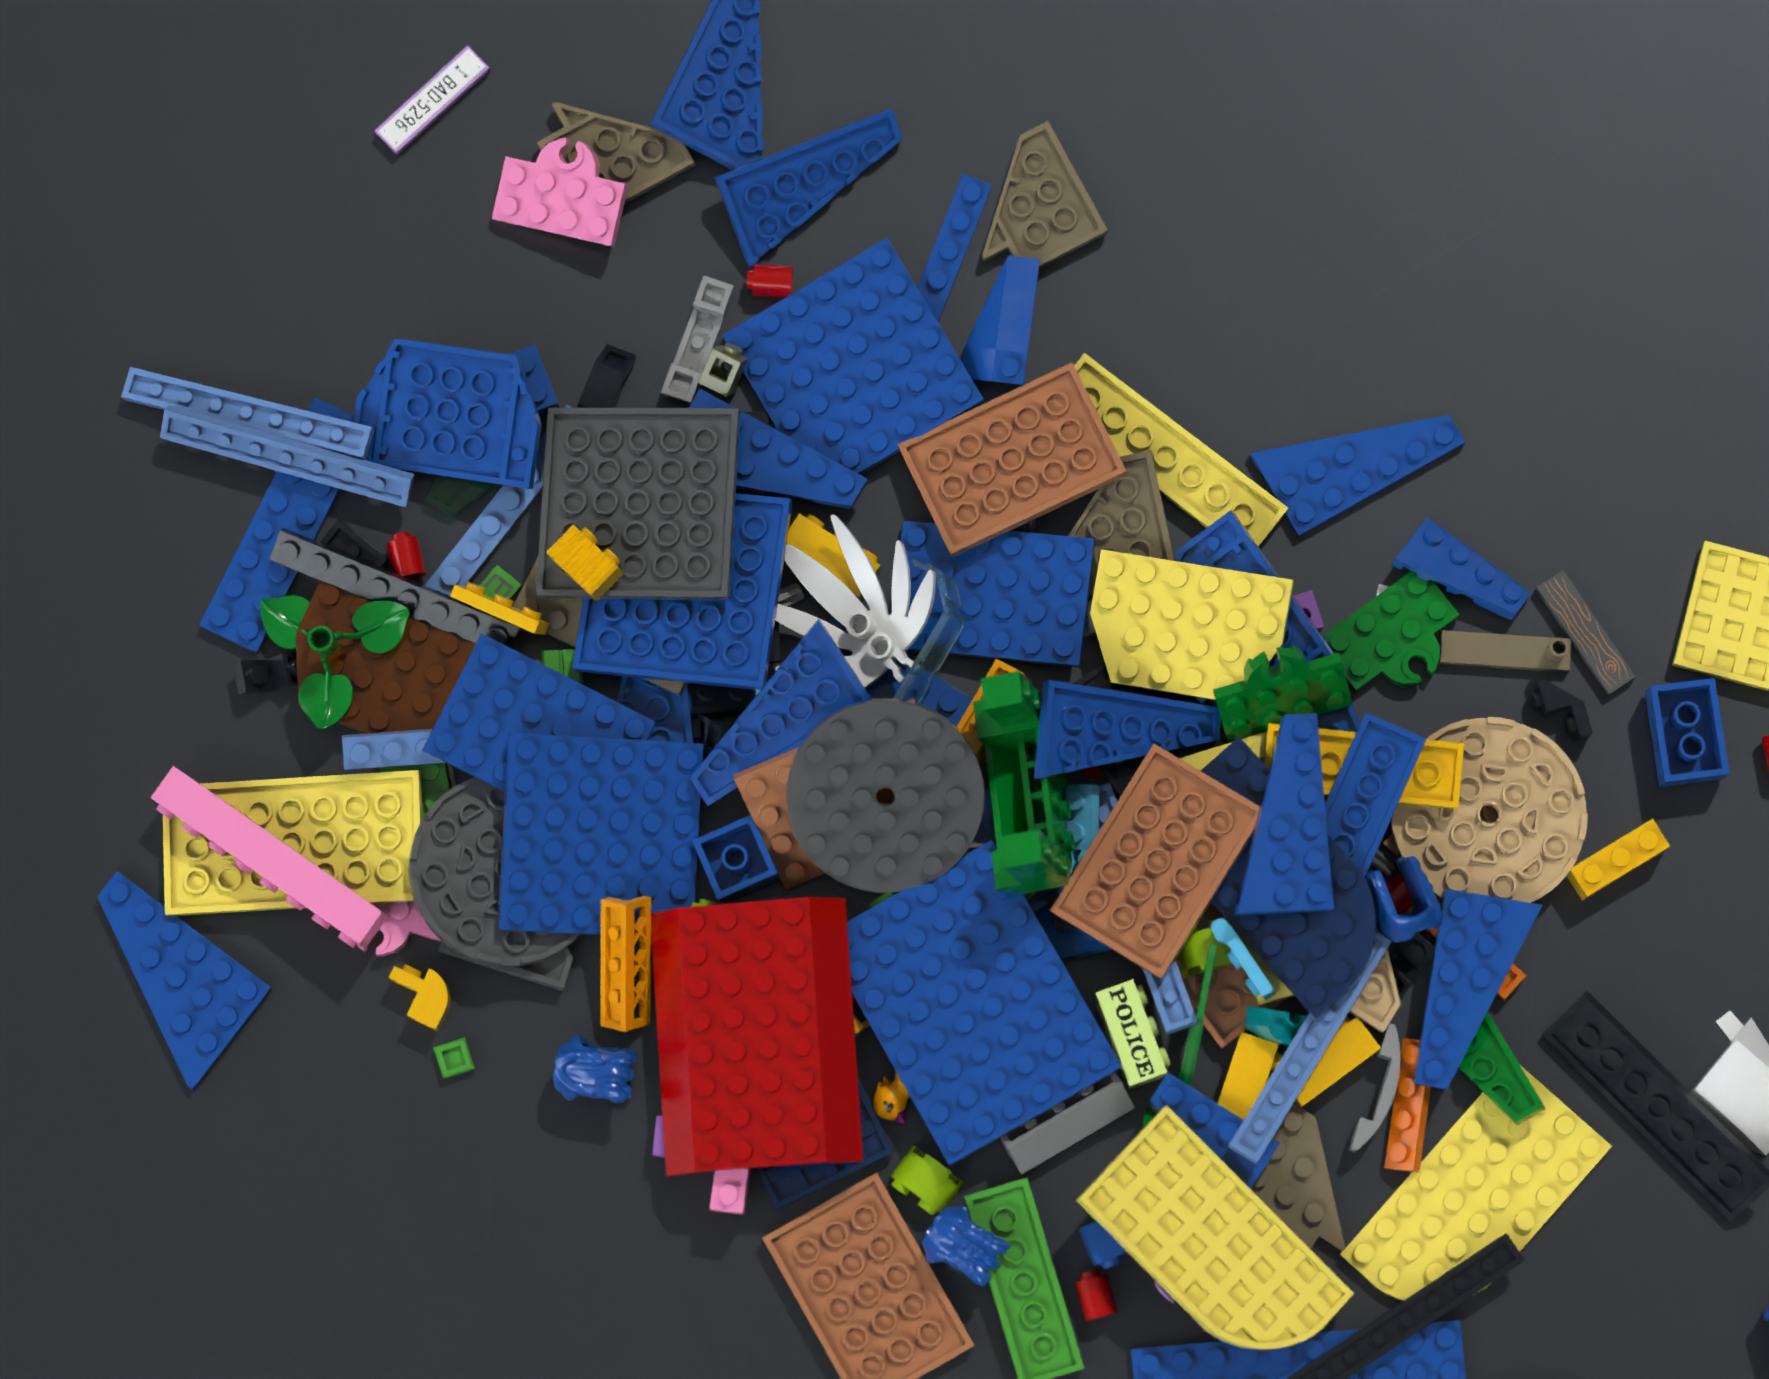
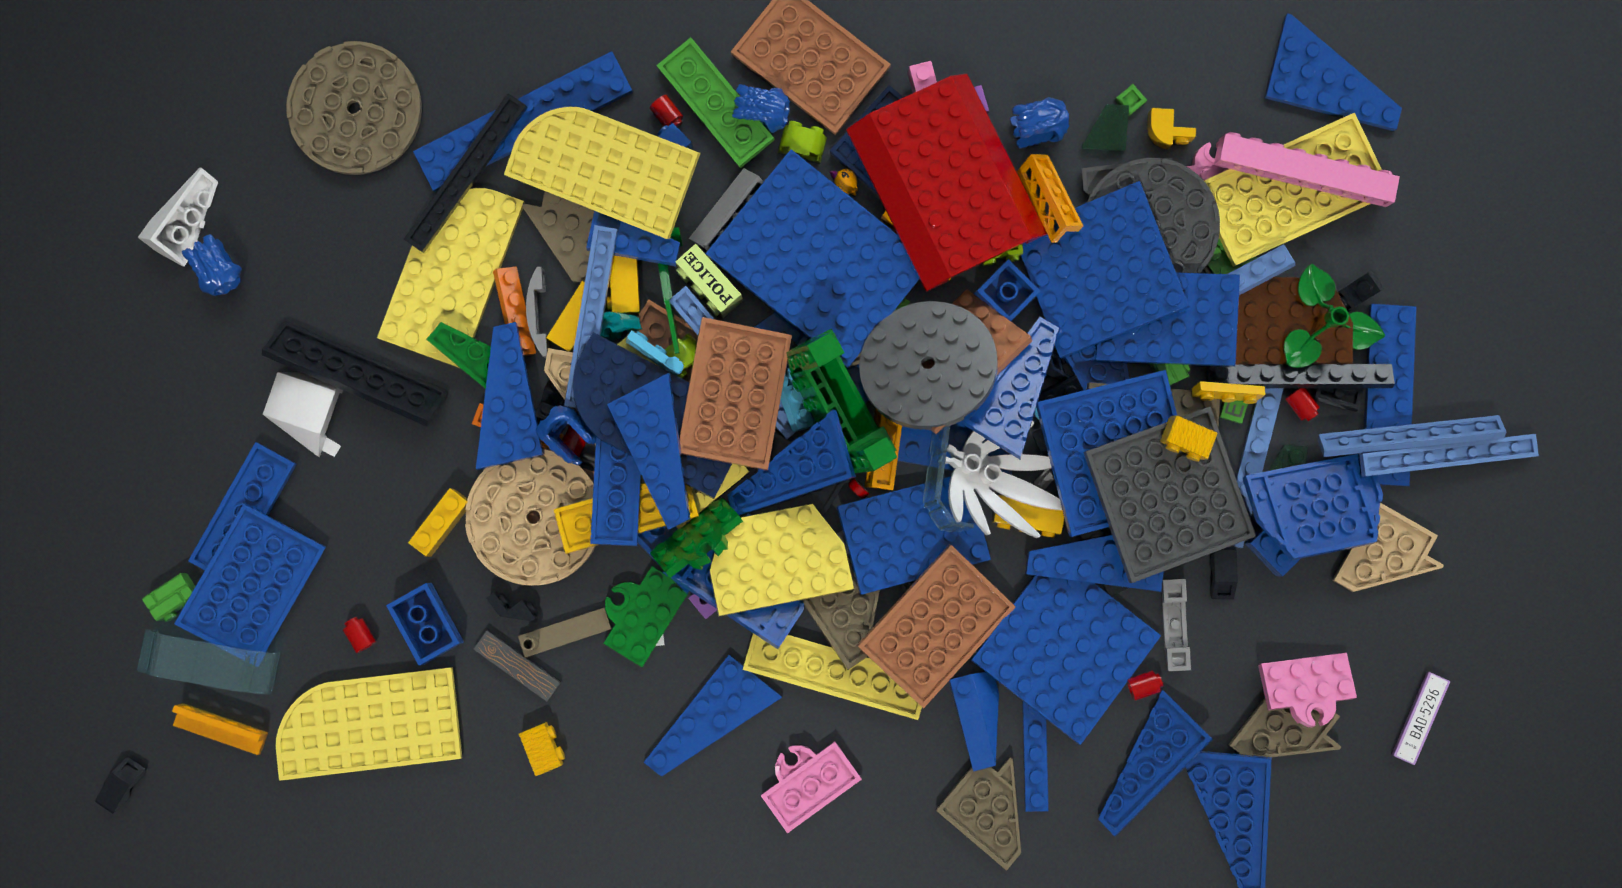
camera: 160 degrees right, 5 degrees up
(371, 314) = (1397, 554): none -> tan wing
(502, 1027) = (1110, 129): none -> clear green wing
(717, 376) = (1150, 611): olive brick -> none
(1037, 676) = (858, 488): none -> red tile
(1259, 330) = (808, 783): none -> bright pink plate
(1448, 561) = (620, 675): blue wing -> none
(1592, 511) = (542, 749): none -> yellow brick

